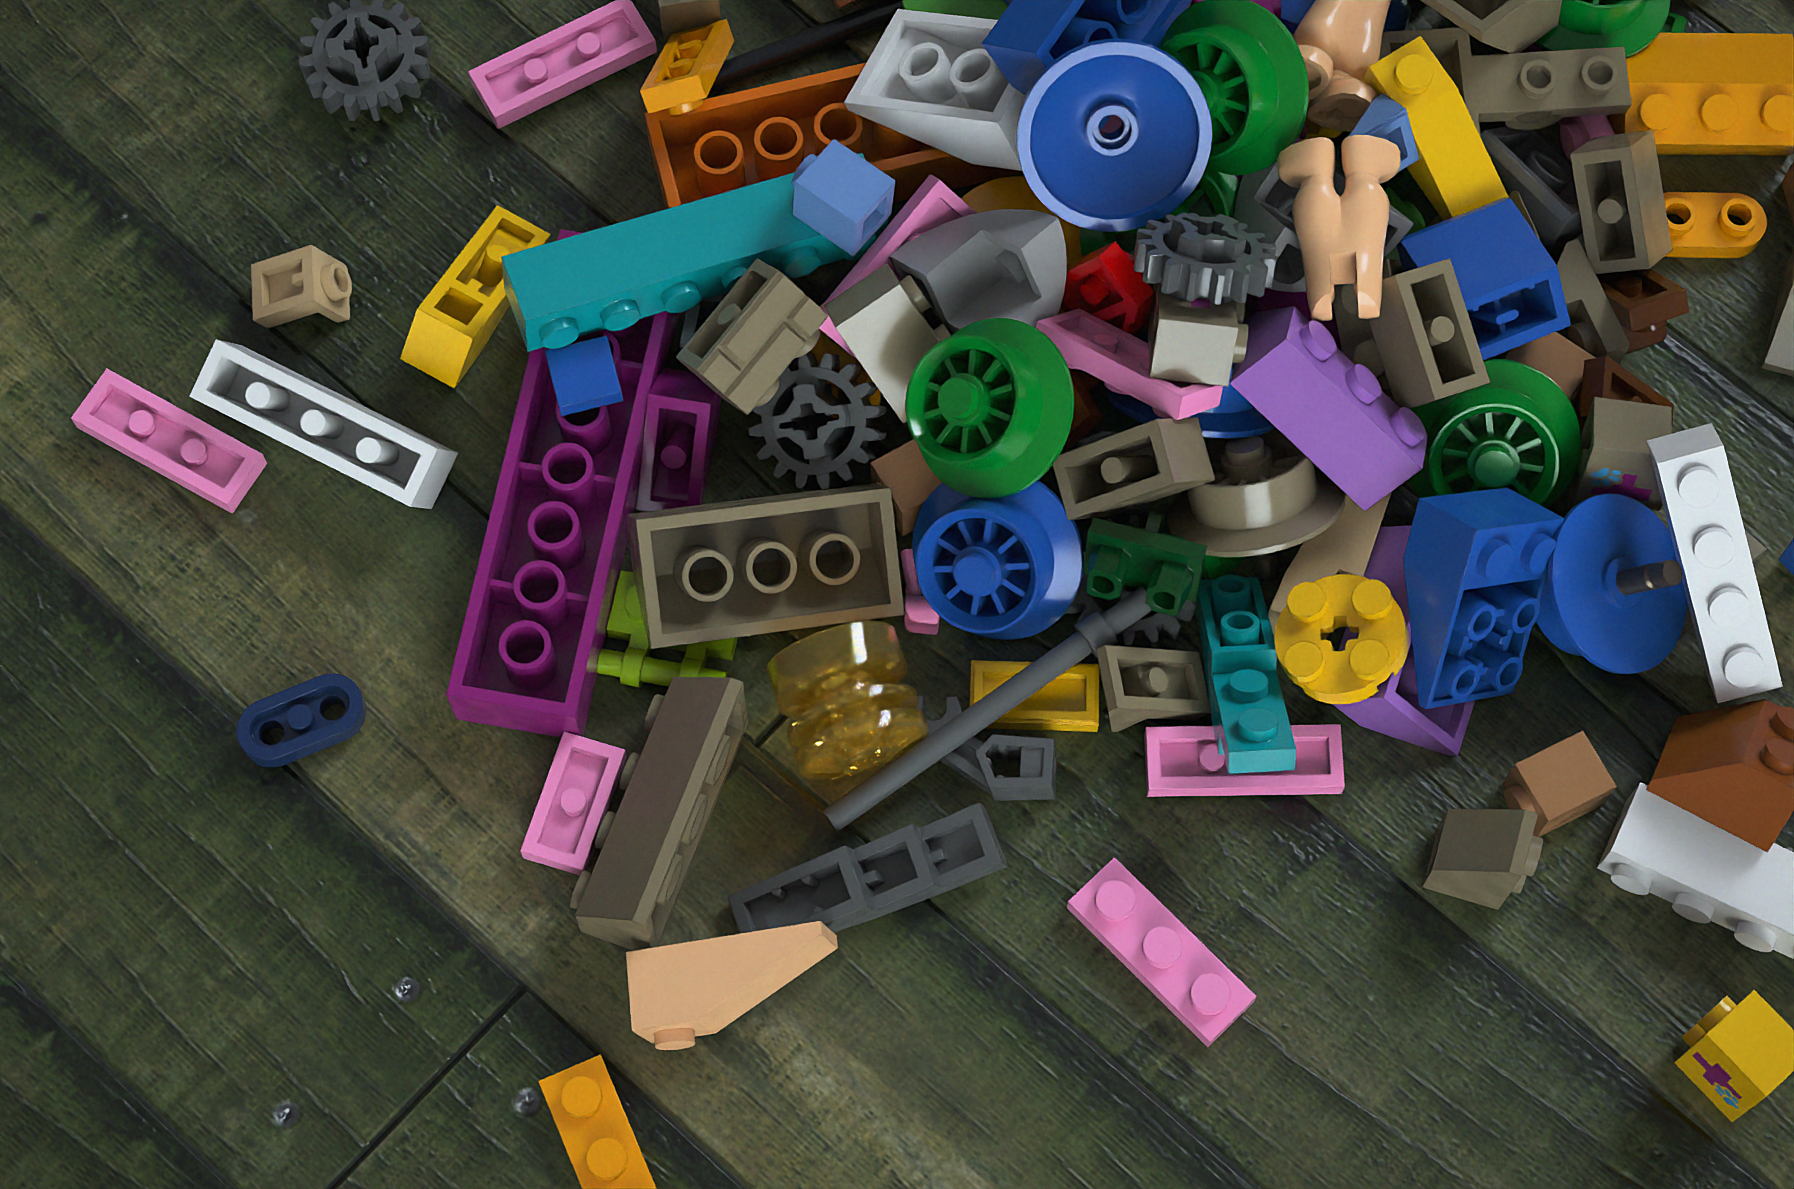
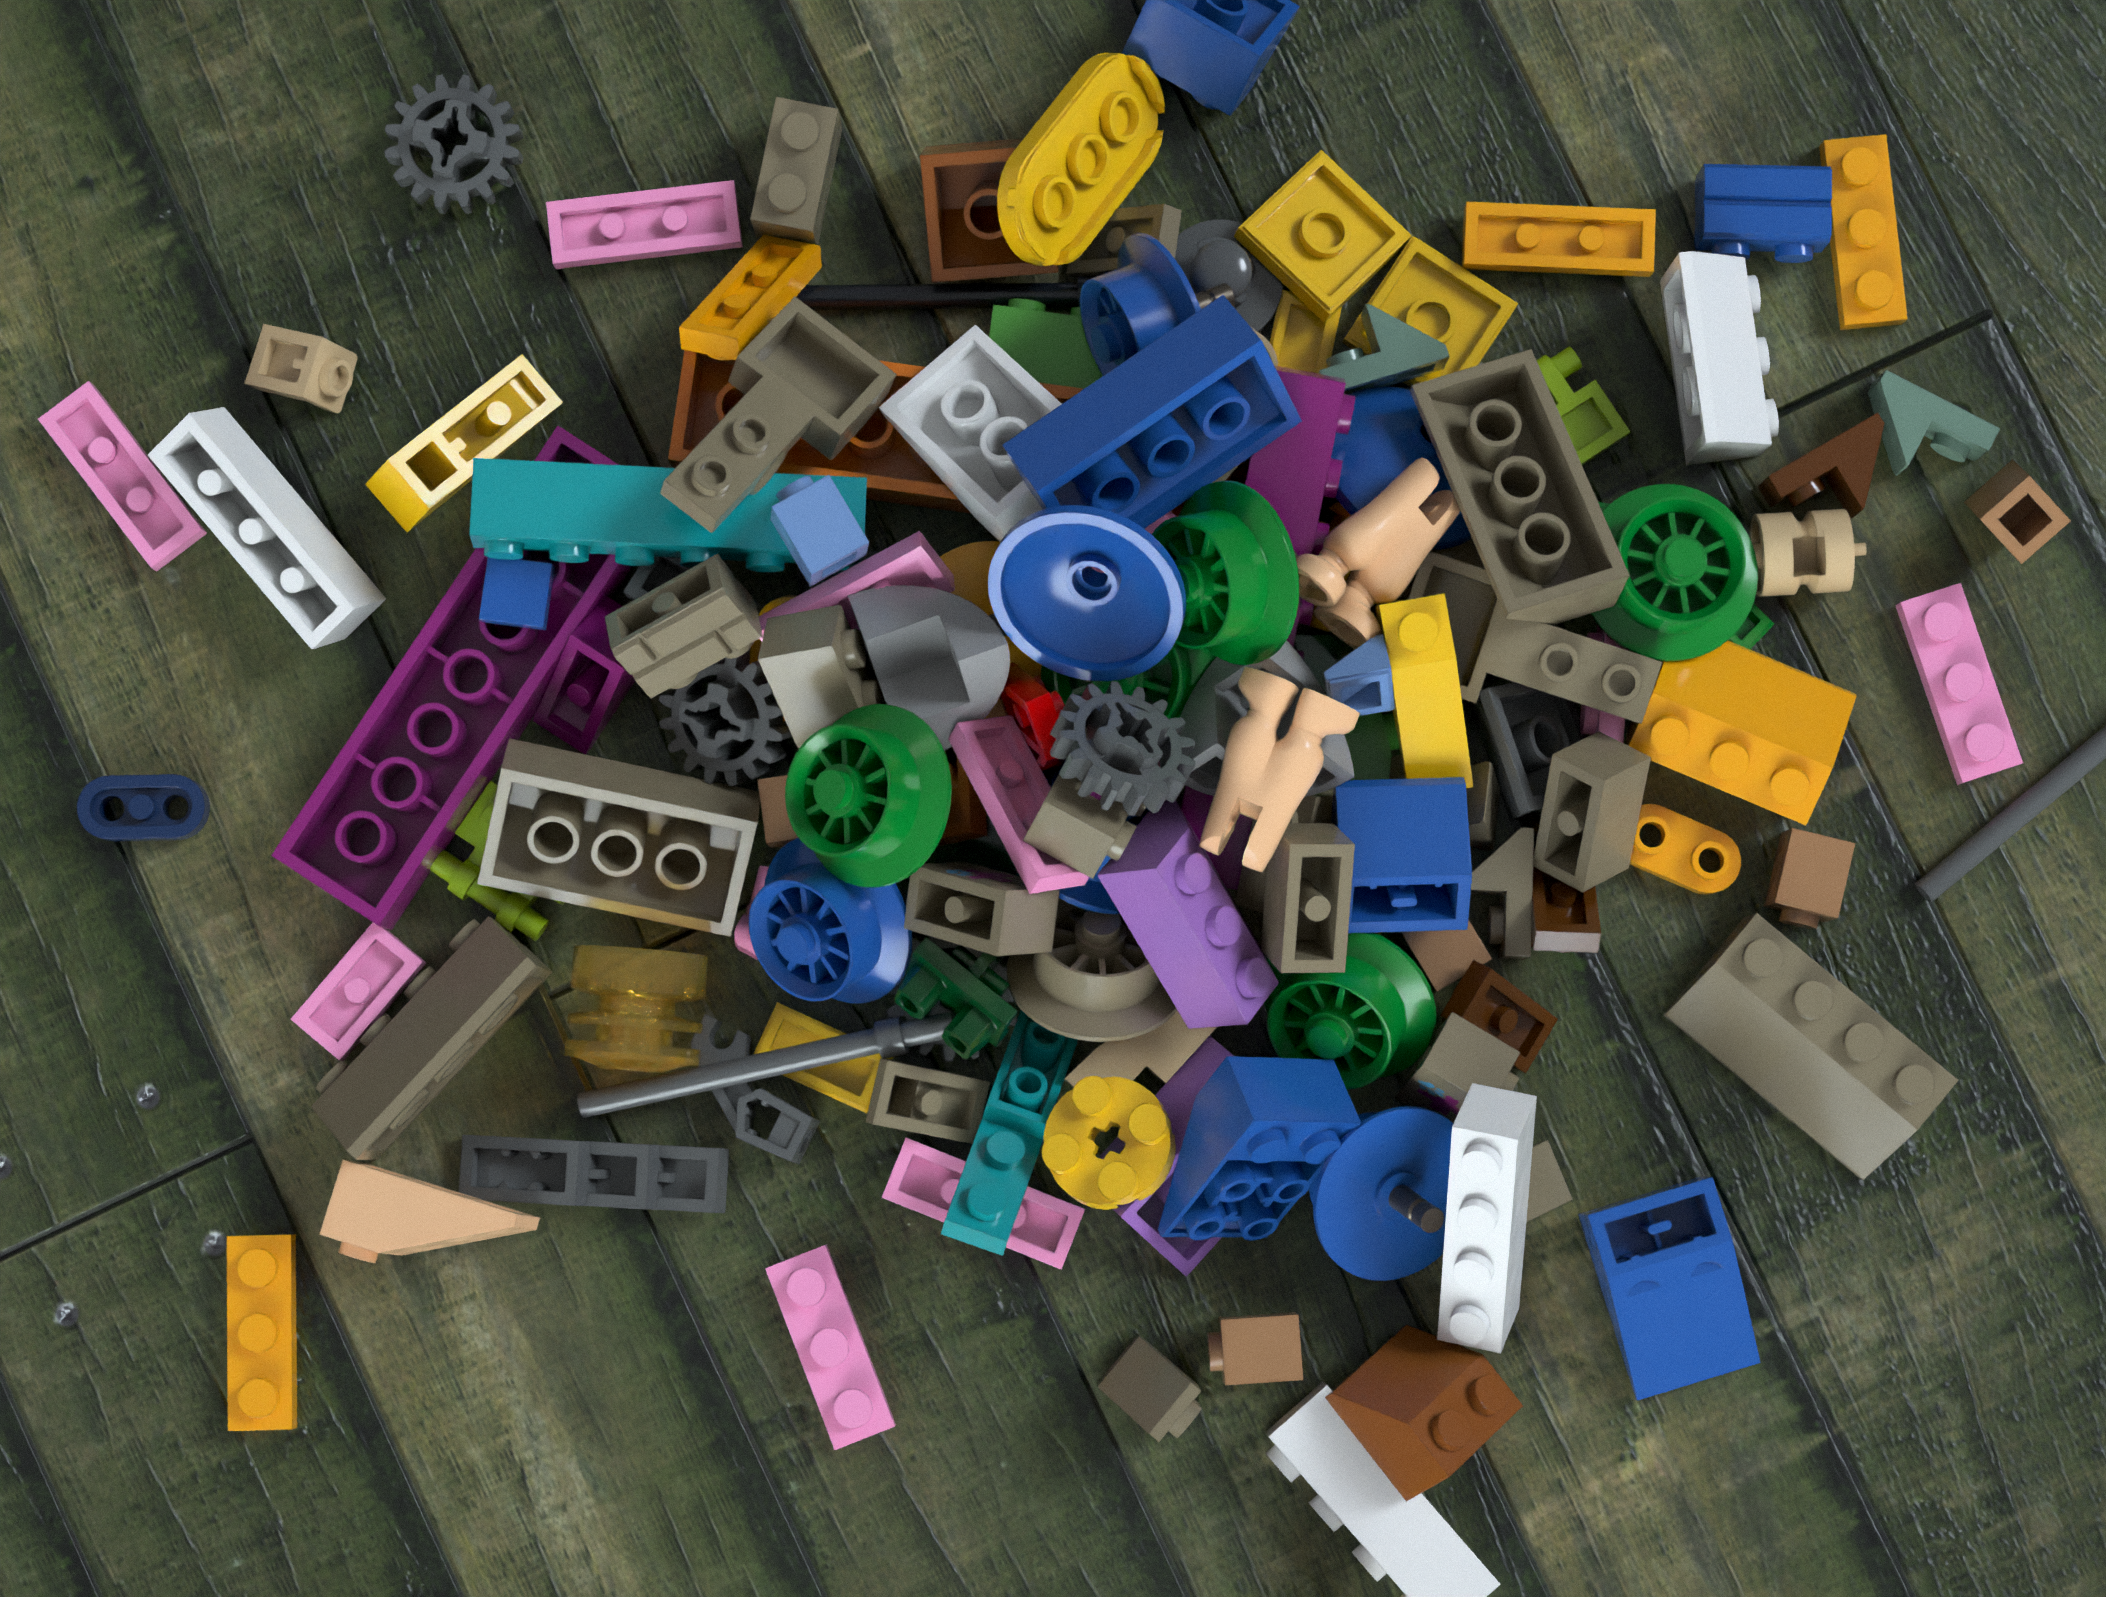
camera: 25 degrees right, 15 degrees up
(760, 104) = (797, 384): none -> dark tan plate

